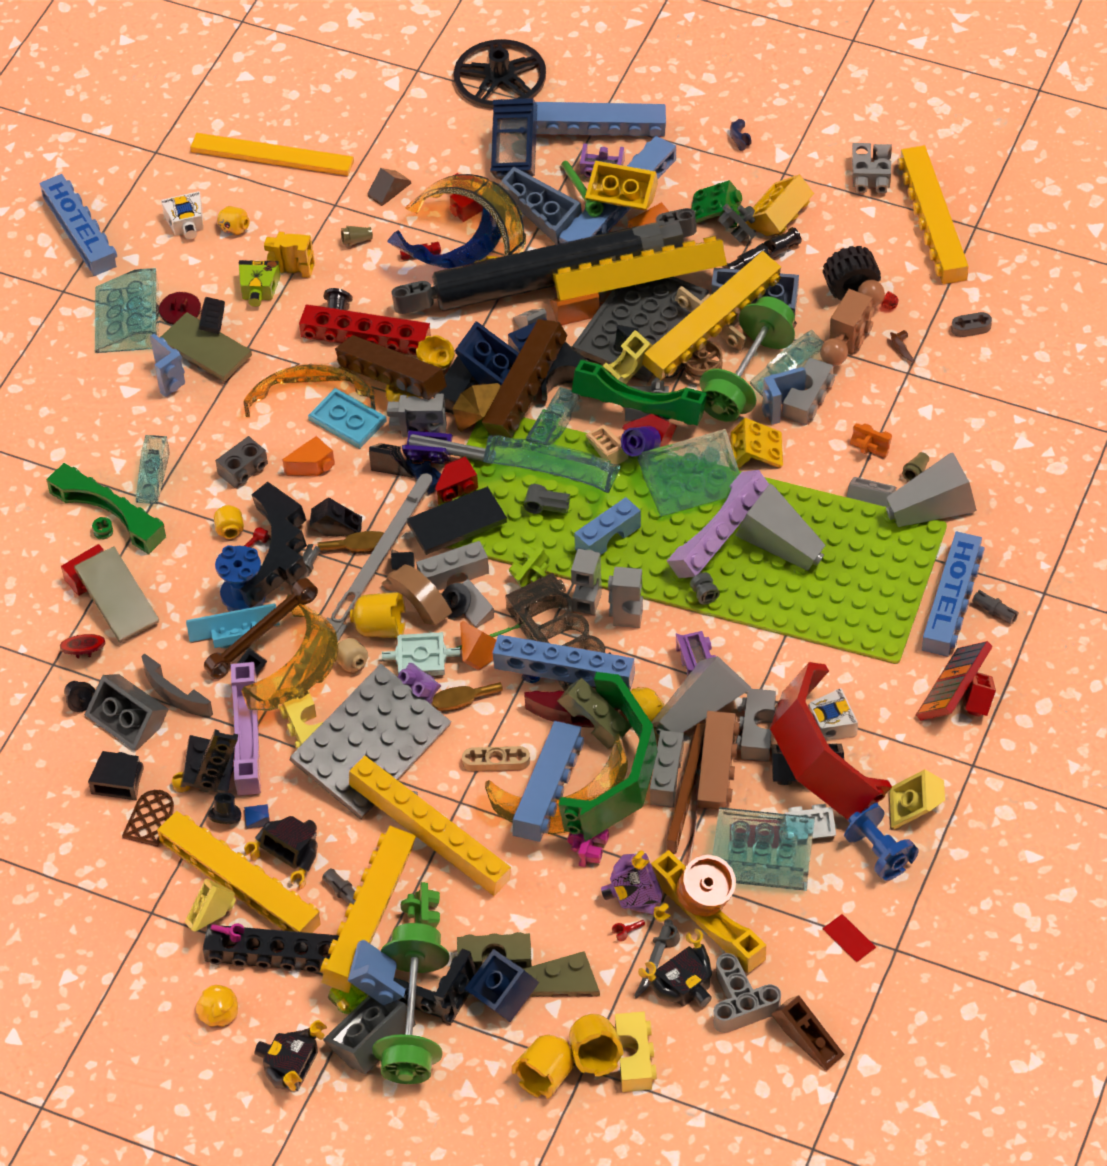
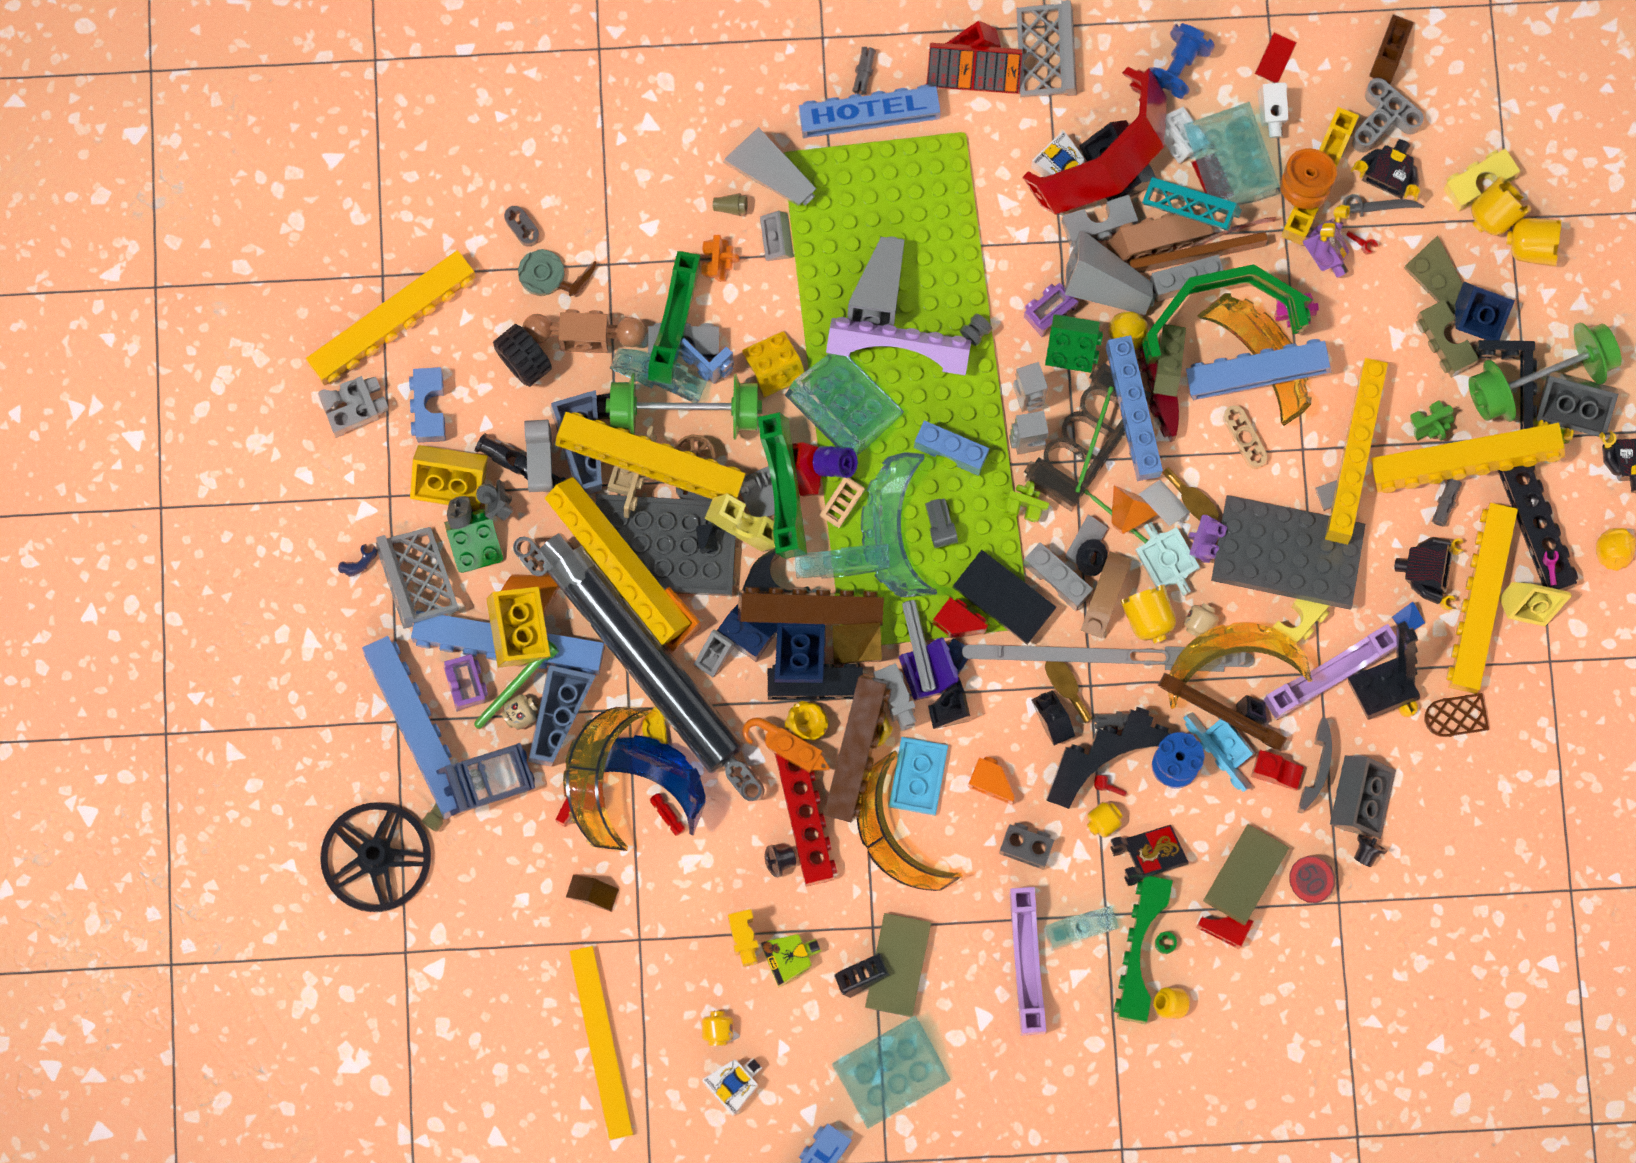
camera: 120 degrees left, 25 degrees up
(50, 506) = (1171, 1003): none -> yellow head
(109, 413) = (1027, 961): none -> lavender arch
(116, 775) = (1434, 765): black torso -> none
(168, 366) = (960, 971): medium blue bracket -> none
(177, 304) = (853, 1025): dark red piece -> none
(178, 542) = (1150, 852): none -> black flag
(190, 657) = (1276, 770): none -> red arch
(225, 809) = (1427, 647): black piece -> none
(354, 234) = (679, 891): olive cone -> none
(374, 974) = (1546, 410): medium blue bracket -> none
(398, 559) = (1071, 628): black slope -> none
(420, 328) = (787, 745): none -> orange plate
(471, 666) = (1164, 502): none -> white sticker
(545, 624) = (1094, 439): none -> bright green piece
(559, 181) = (520, 712): none -> tan head
(654, 648) = (1073, 343): none -> green brick
(706, 142) = (398, 586): none -> light grey fence
(738, 788) = (1192, 198): none -> teal fence
(740, 193) = (459, 512): none -> dark grey beam
(745, 248) = (539, 457): none -> light grey beam
(796, 349) = (675, 316): none -> green arch
(797, 902) = (1274, 98): none -> white torso
(831, 206) = (427, 425): none -> medium blue arch
(890, 301) = (524, 312): clear red hinge -> none
(915, 797) = (1114, 51): light yellow slope -> none
(923, 324) = (541, 272): none -> sand green tile
(941, 764) = (1066, 54): none -> light grey fence

